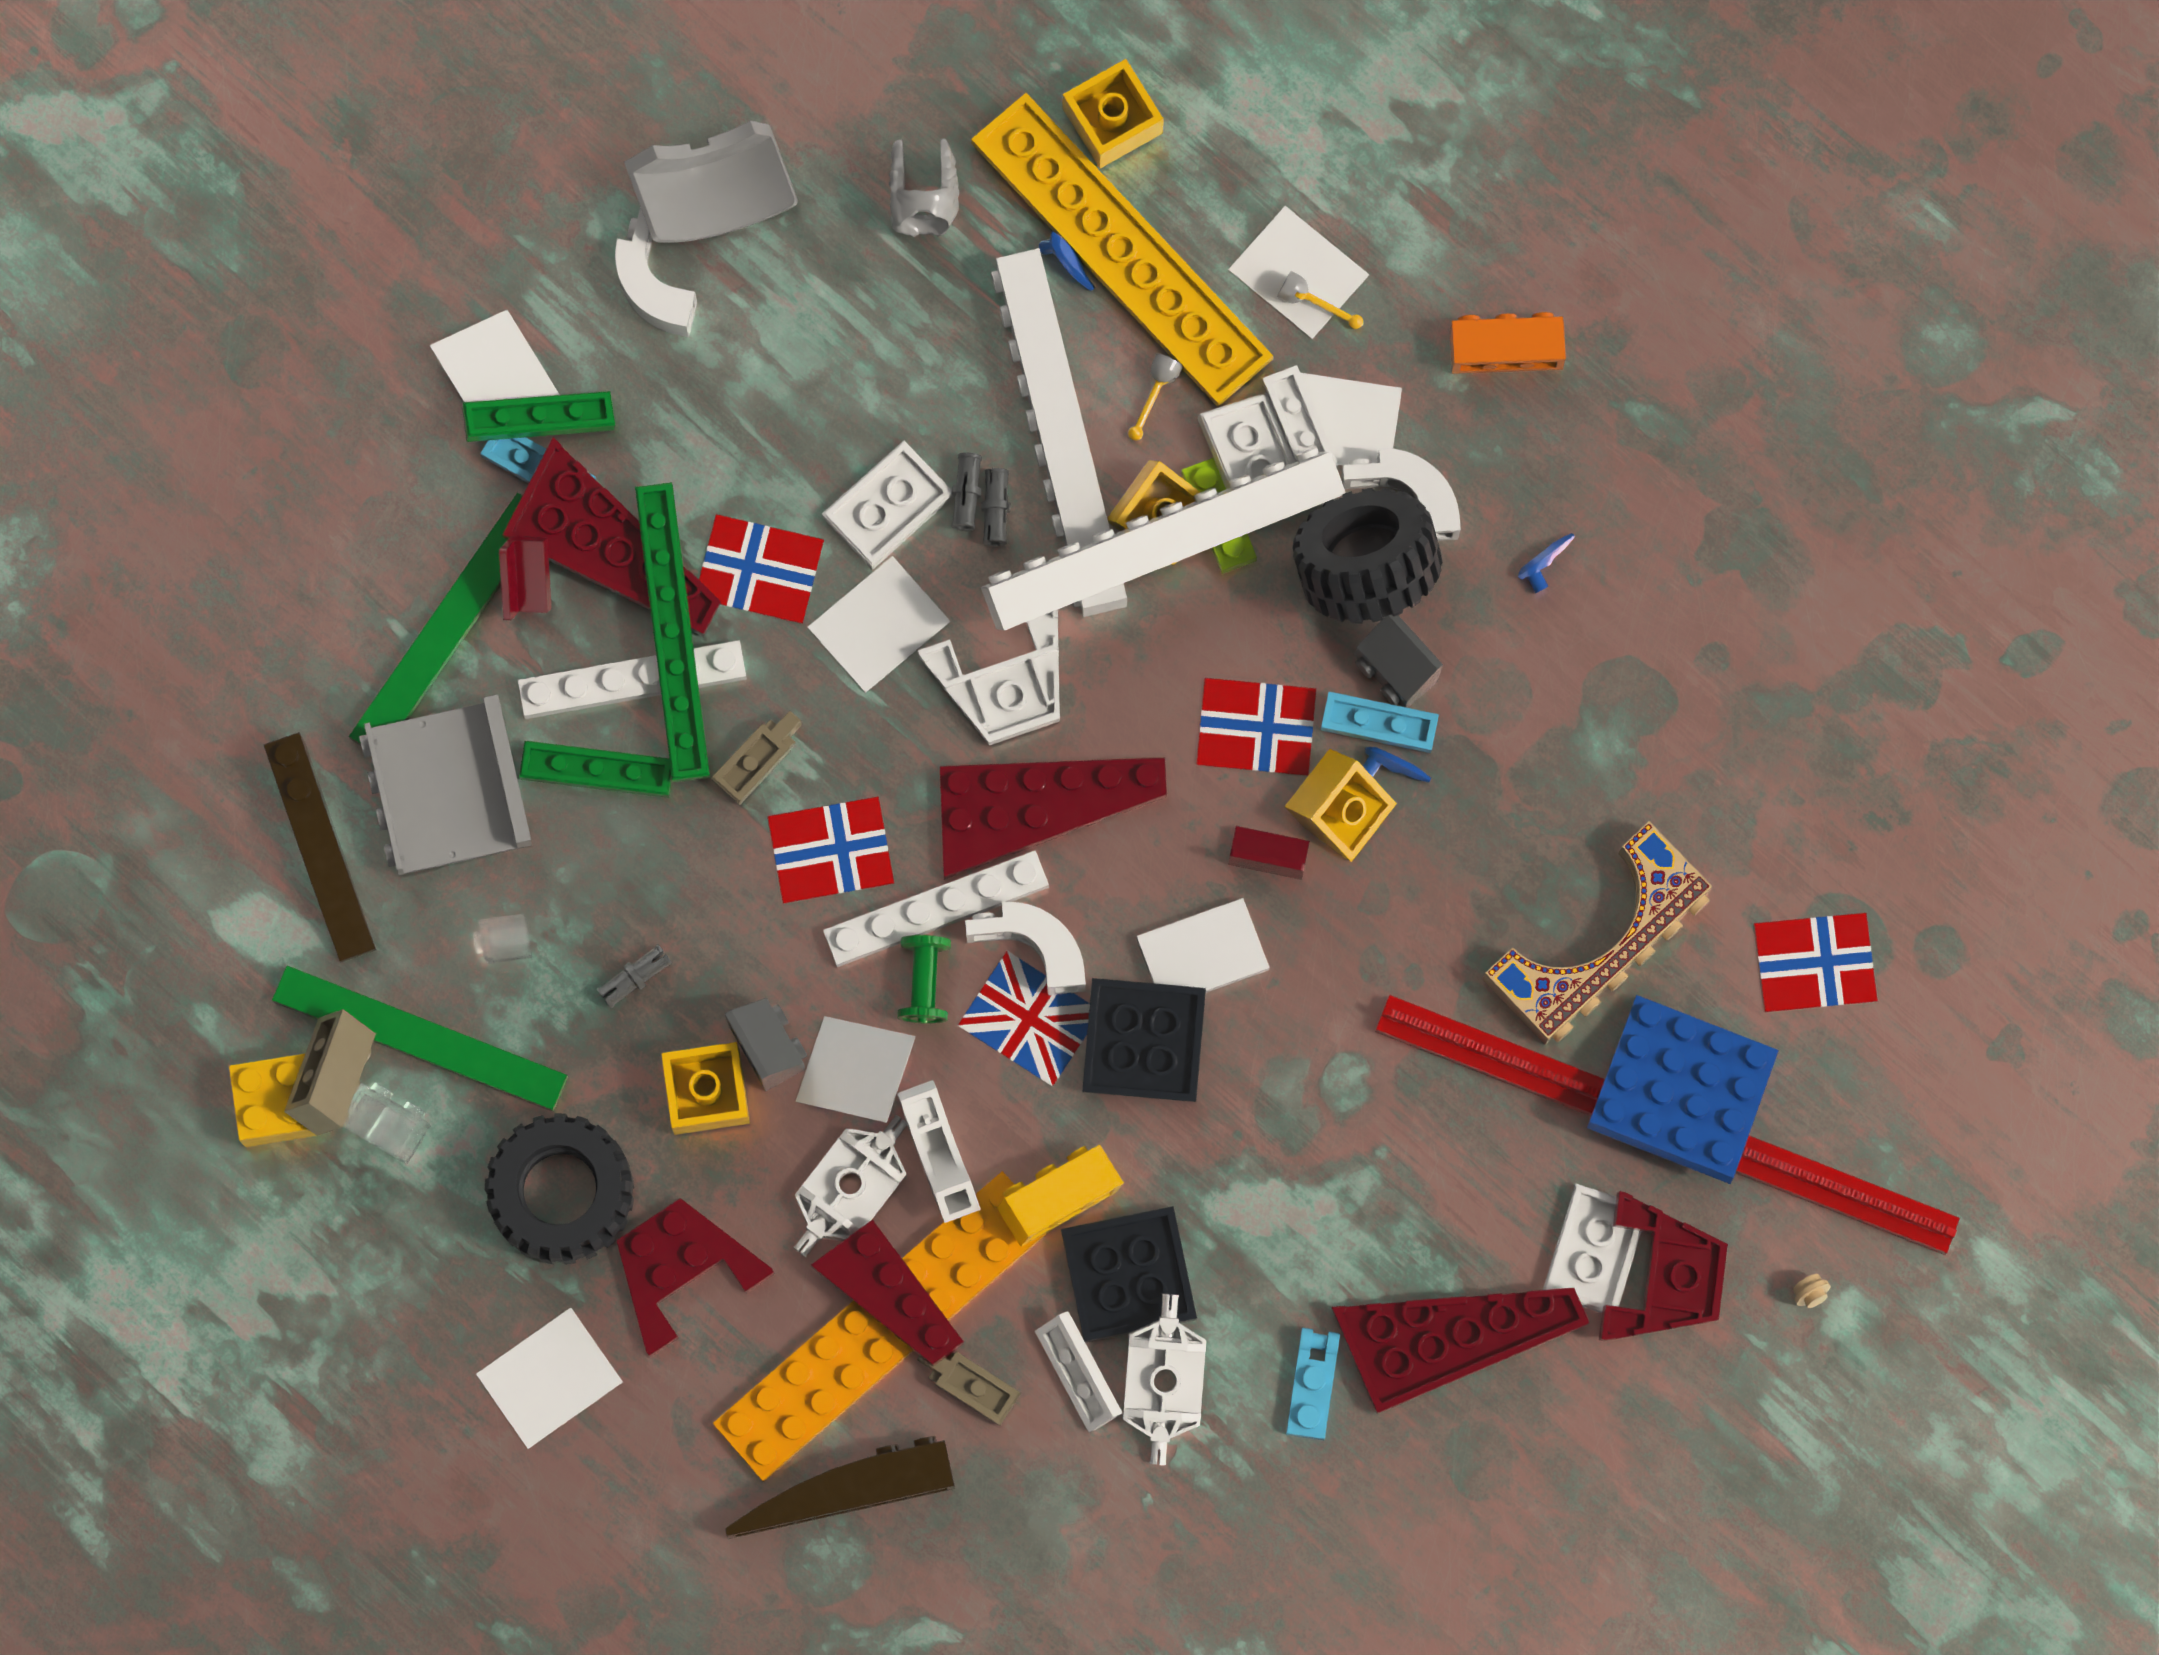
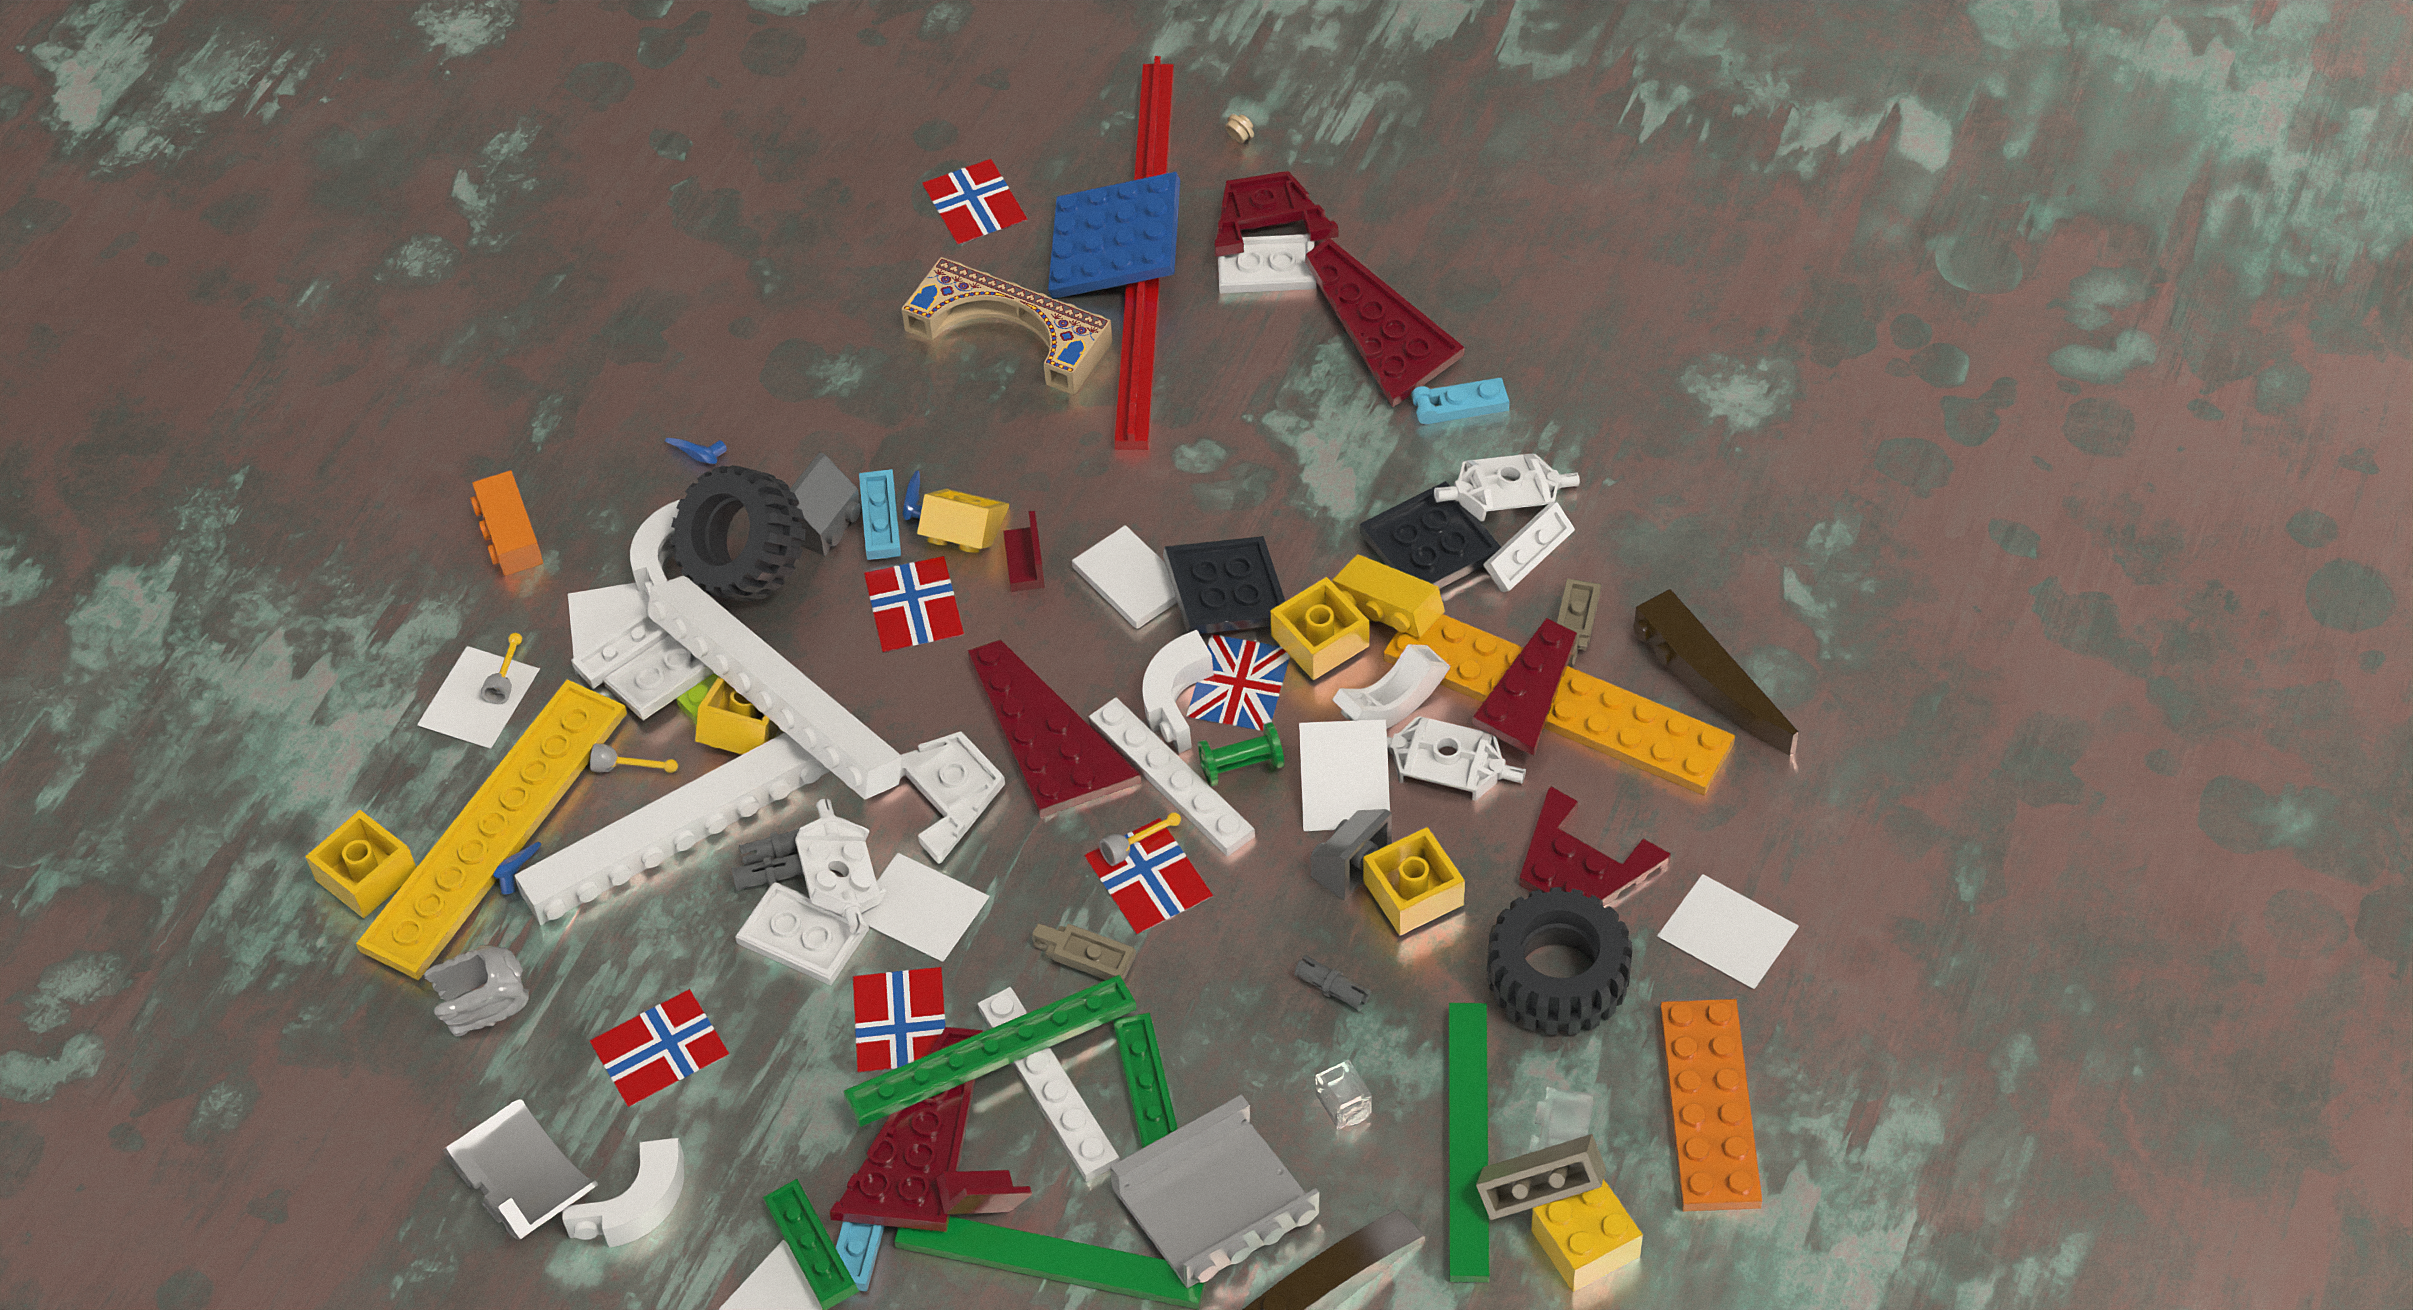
camera: 105 degrees left, 25 degrees down
(368, 1275) = (1710, 1105): none -> orange plate
(814, 344) = (659, 1047): none -> sticker
(864, 826) = (1116, 847): none -> hinge
(910, 567) = (838, 846): none -> white plate
(1046, 1111) = (1320, 628): none -> yellow brick

